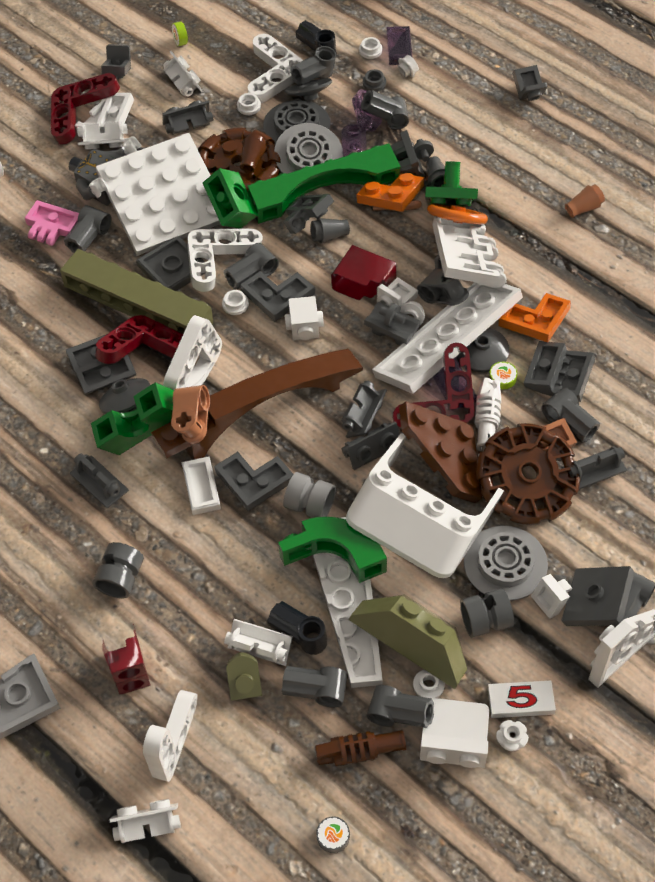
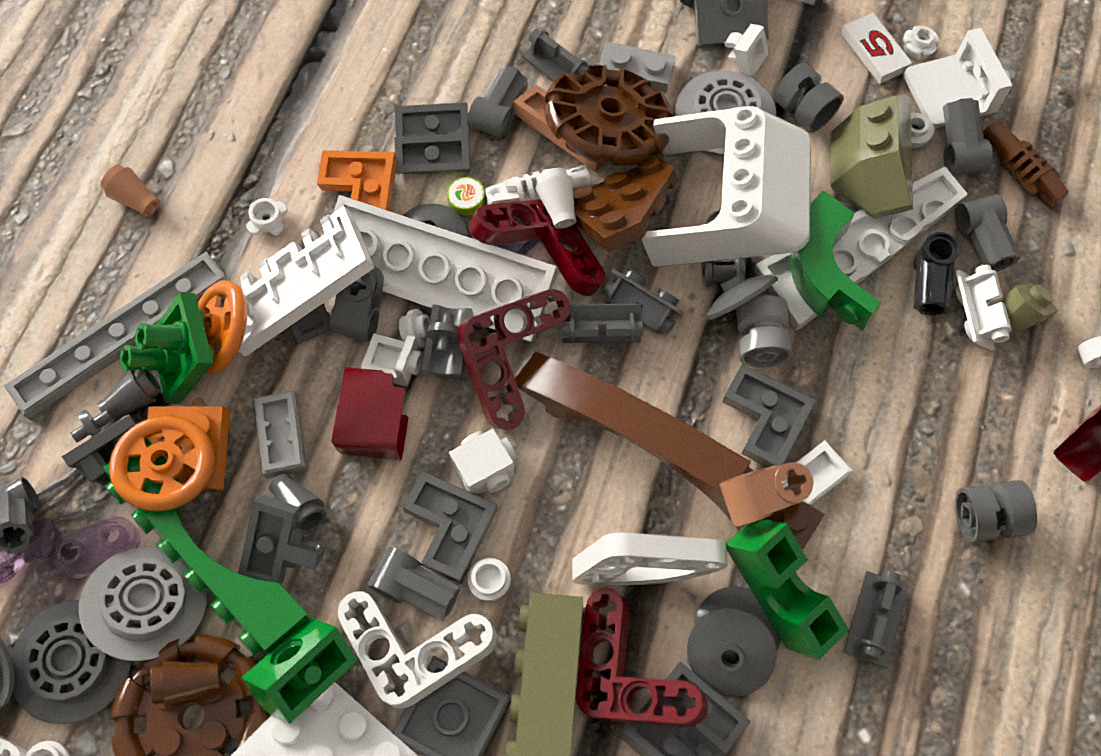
camera: 115 degrees left, 10 degrees up
(339, 486) = (738, 292): none -> dark grey dish
(373, 339) = (493, 350): none -> dark red beam
(374, 172) = (172, 493): none -> orange plate
(376, 233) = (280, 434): none -> light grey plate
(466, 408) = (556, 193): none -> white cone
(485, 179) = (103, 342): none -> light grey tile
(535, 264) = (263, 208): none -> white plate
(573, 521) = (649, 64): none -> light grey plate

